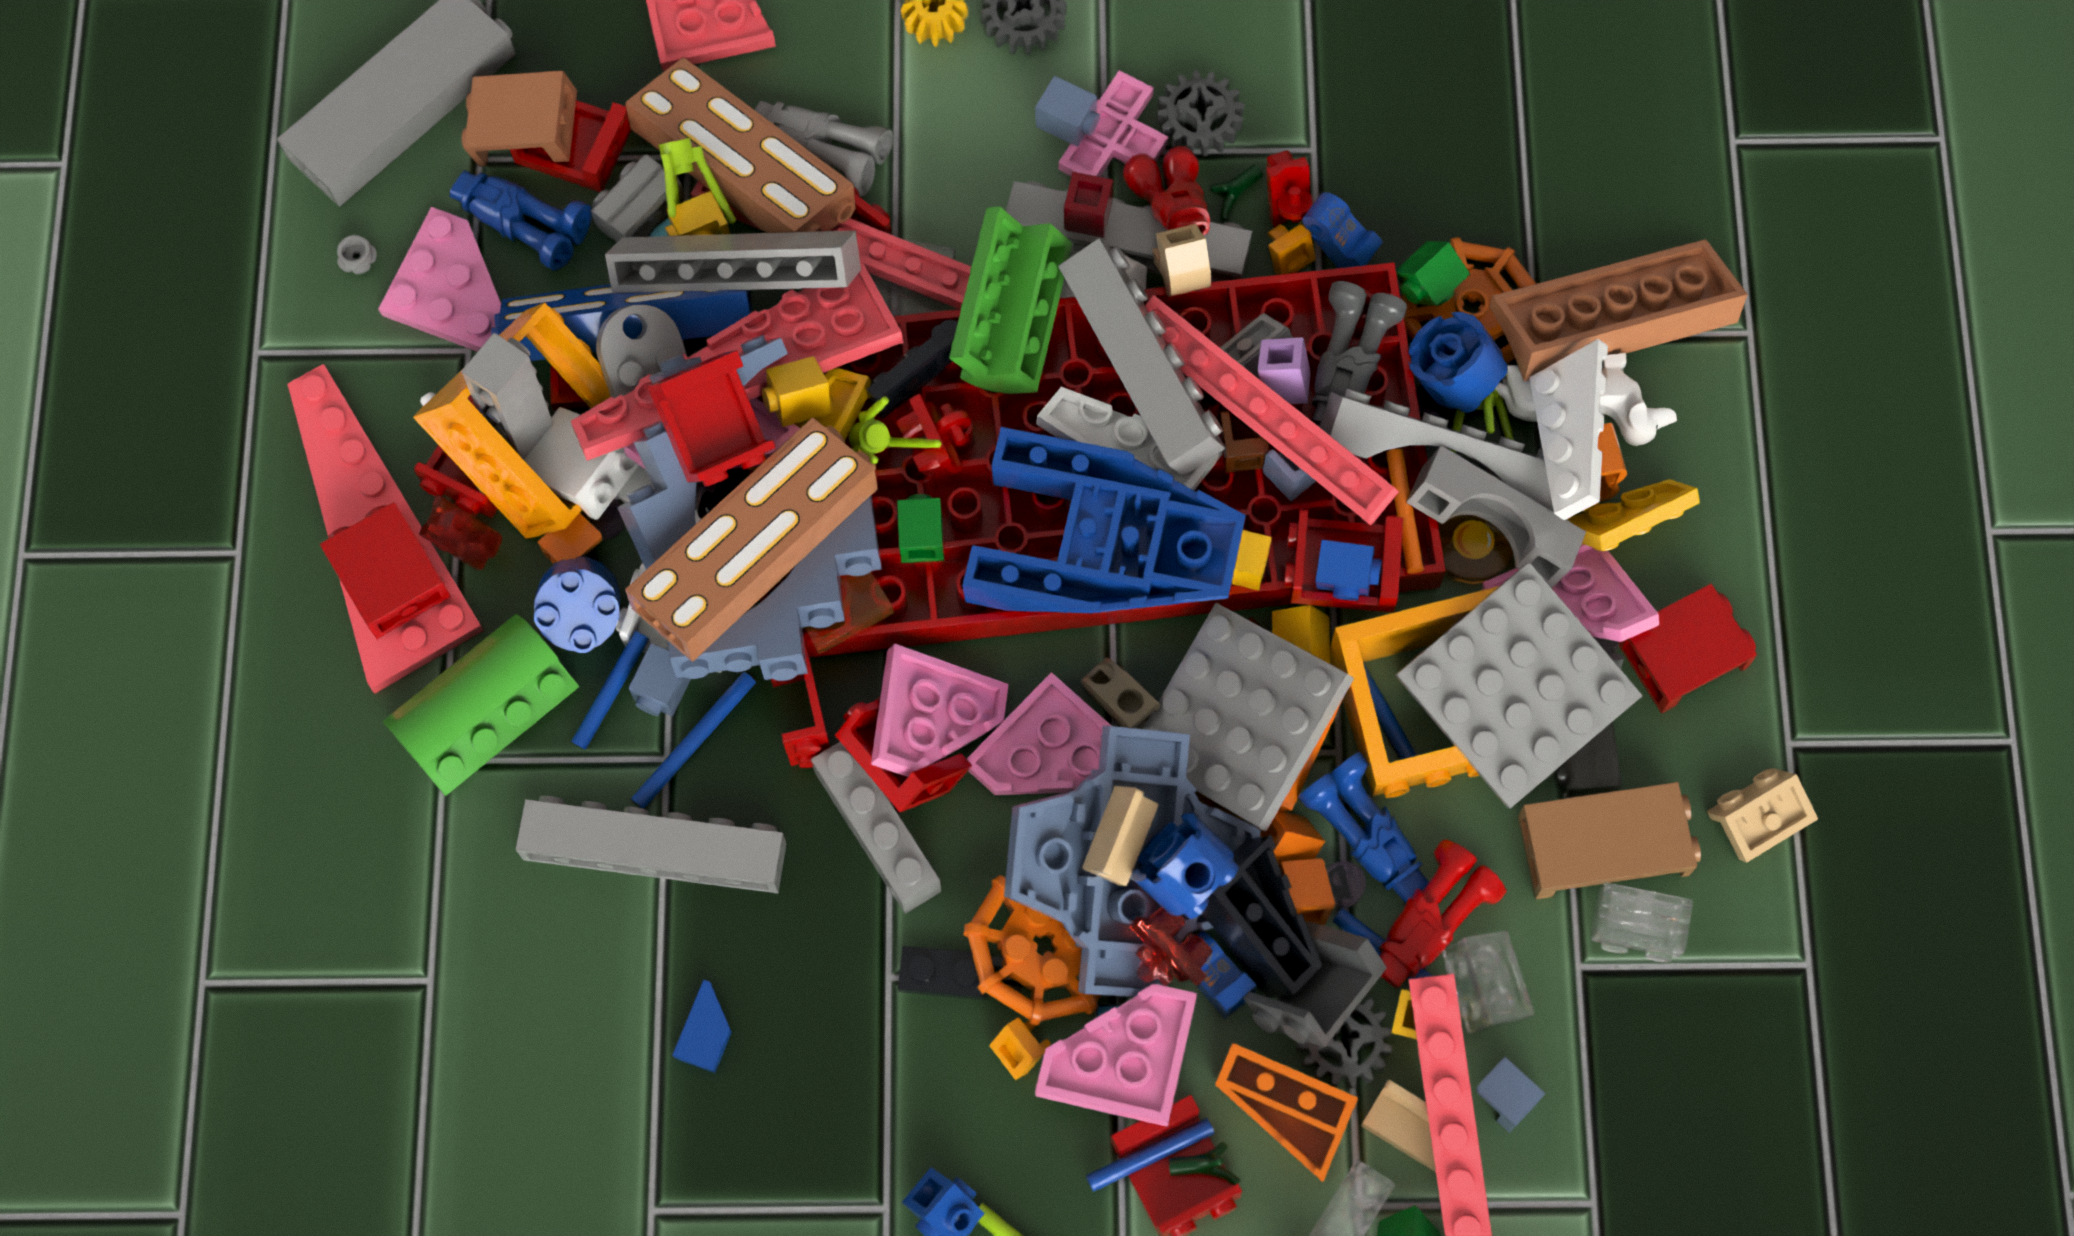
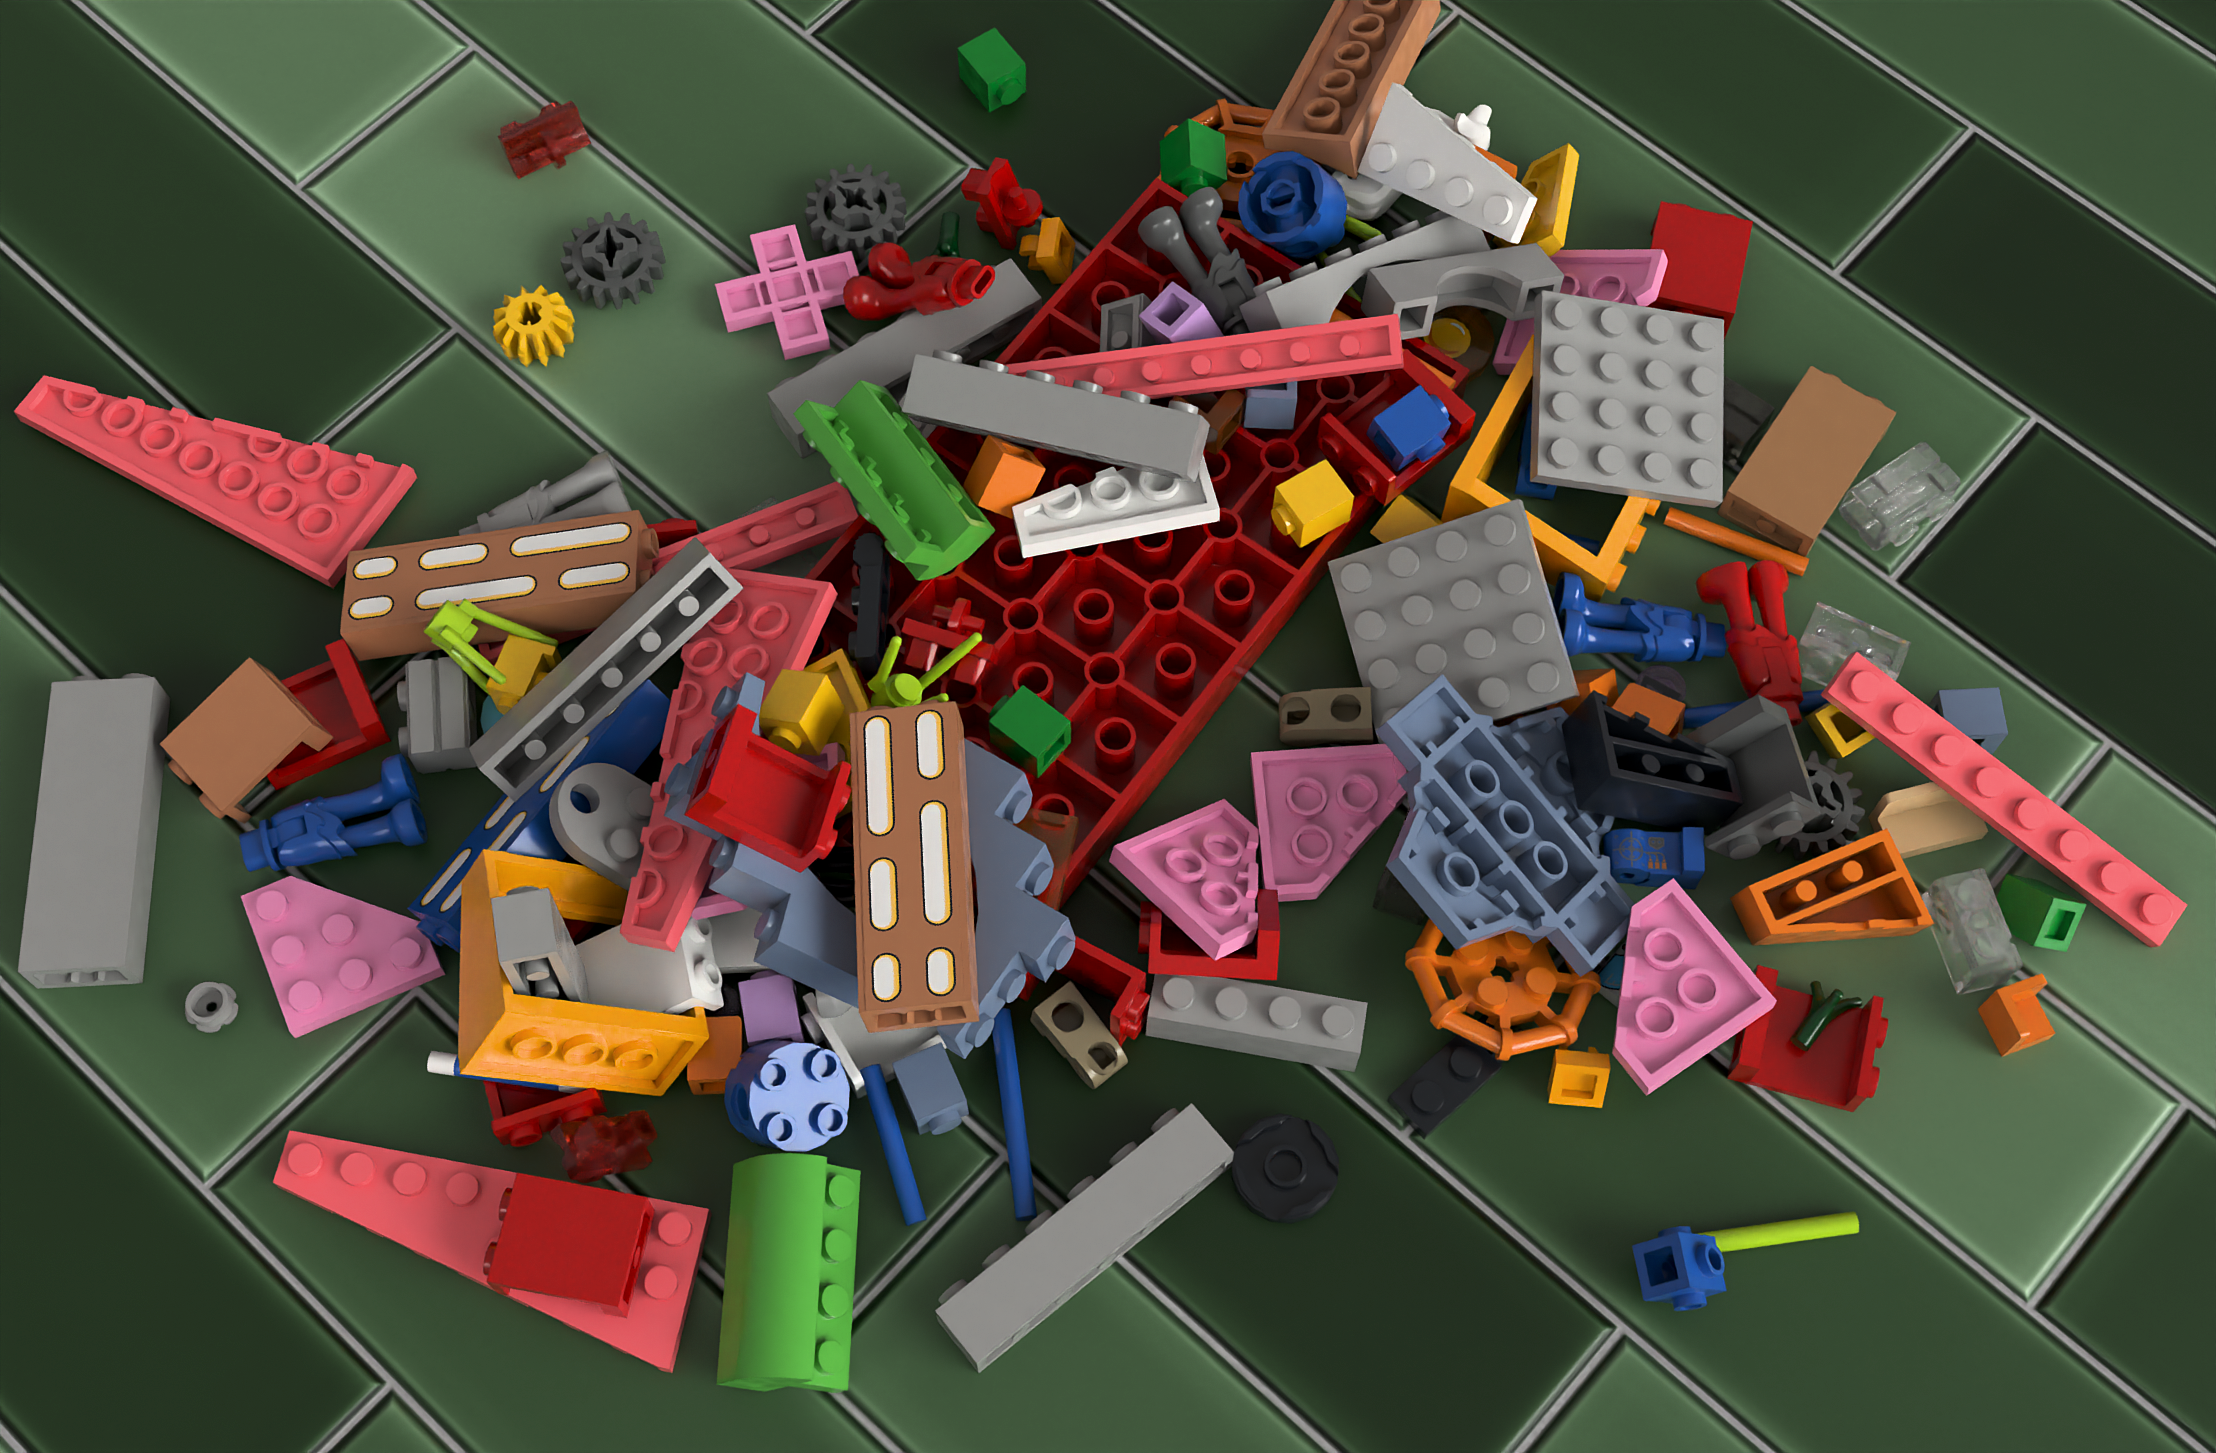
camera: 50 degrees left, 5 degrees down
(618, 553) = (770, 1008): none -> lavender brick
(704, 1032) = (1309, 1345): blue tile -> none
(771, 717) = (1079, 1035): none -> dark tan leg
(802, 925) = (1285, 1168): none -> black tile
(1067, 111) = (750, 298): sand blue brick -> none
(1078, 363) = (1003, 476): none -> orange panel
(1088, 204) = (862, 346): dark red panel -> none
(1120, 835) = (1487, 804): tan panel -> none
(1126, 539) = (1217, 565): blue wedge -> none
(1150, 1154) = (1773, 1052): blue bar -> none
(1181, 960) = (1616, 869): clear red hips -> none
(1182, 260) = (997, 316): tan brick -> none
(1184, 866) = (1565, 778): blue brick -> none
(1339, 232) = (1081, 200): blue leg -> none
(1387, 97) = (992, 70): none -> green brick
(1505, 844) = (1735, 540): none -> orange bar
(1763, 812) = (1883, 335): tan bracket -> none

